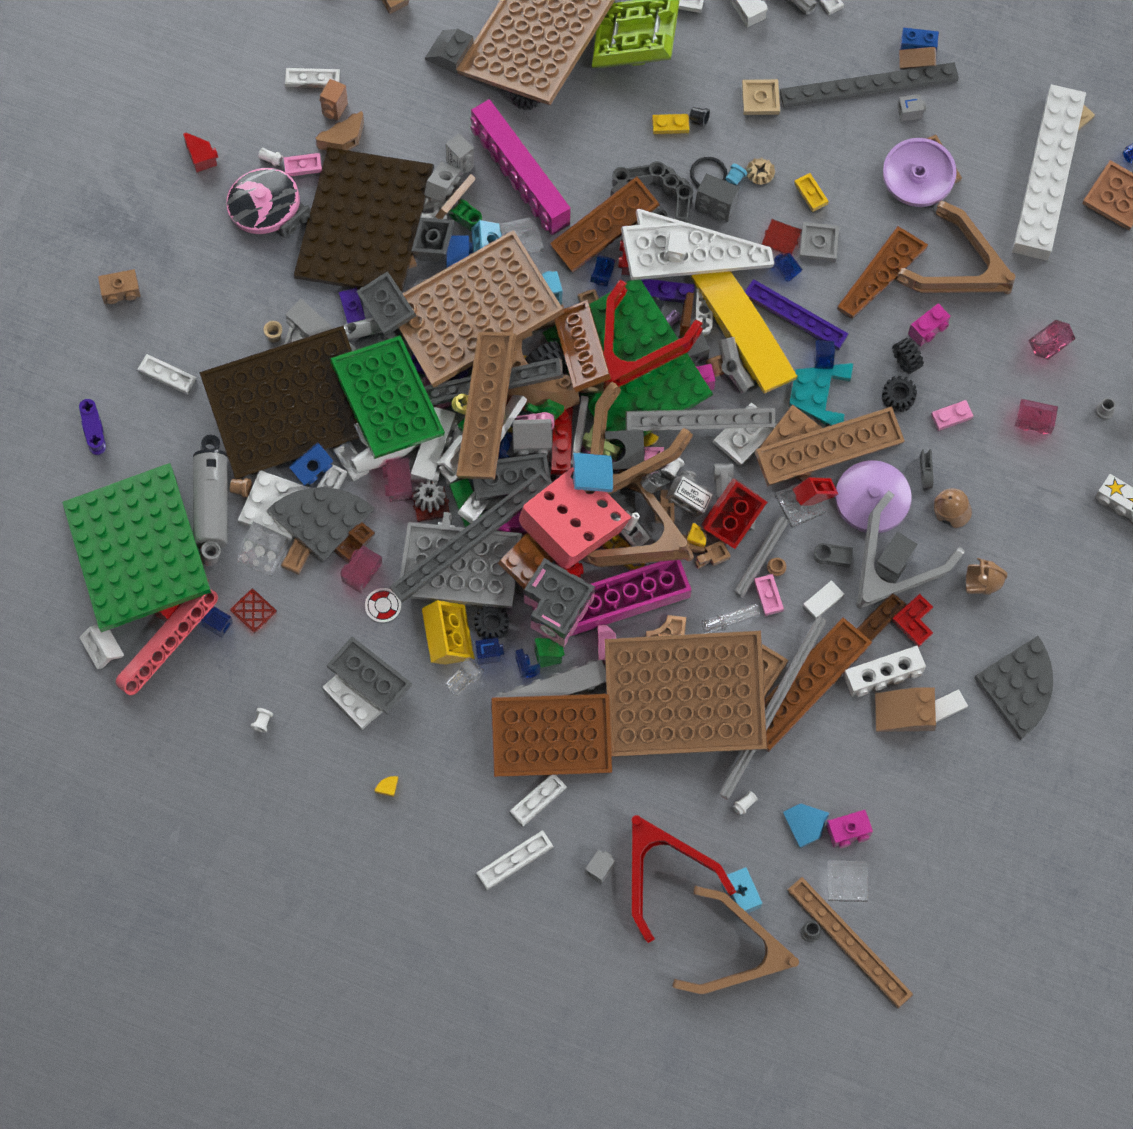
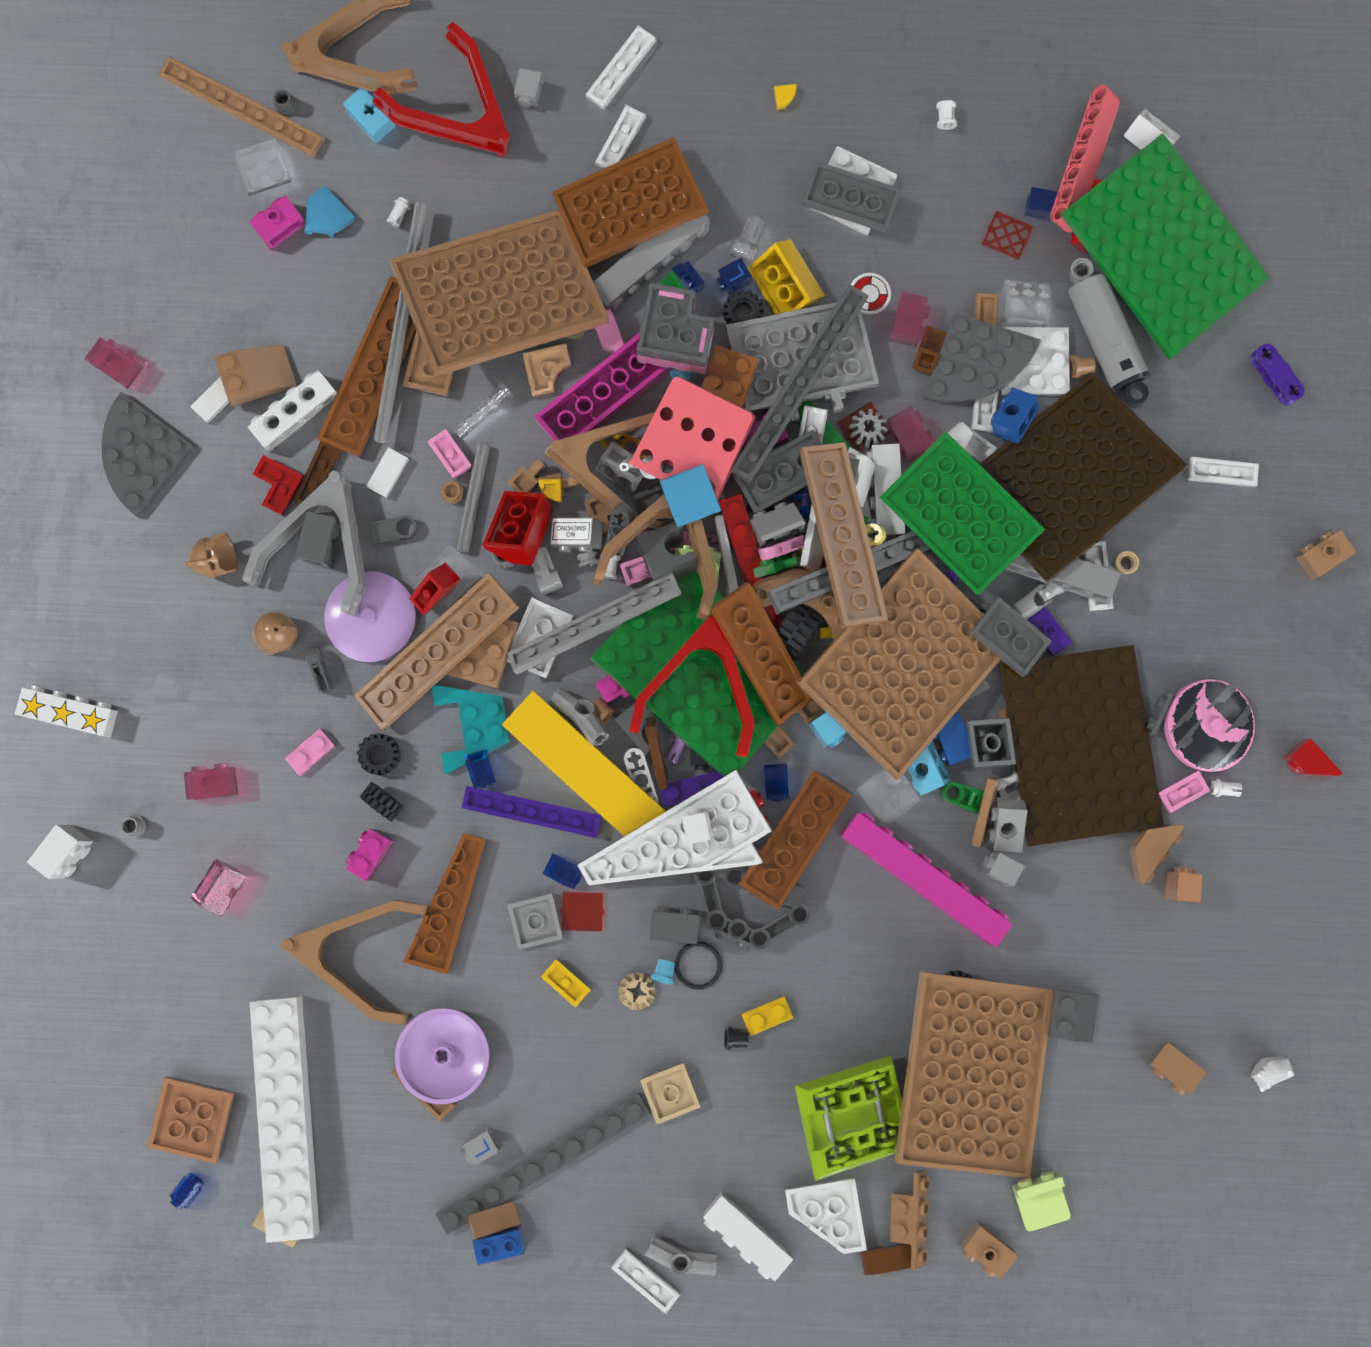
camera: 165 degrees right, 15 degrees up
(310, 77) = (1221, 915): white tile -> none
(1020, 761) = (113, 362): none -> clear pink brick

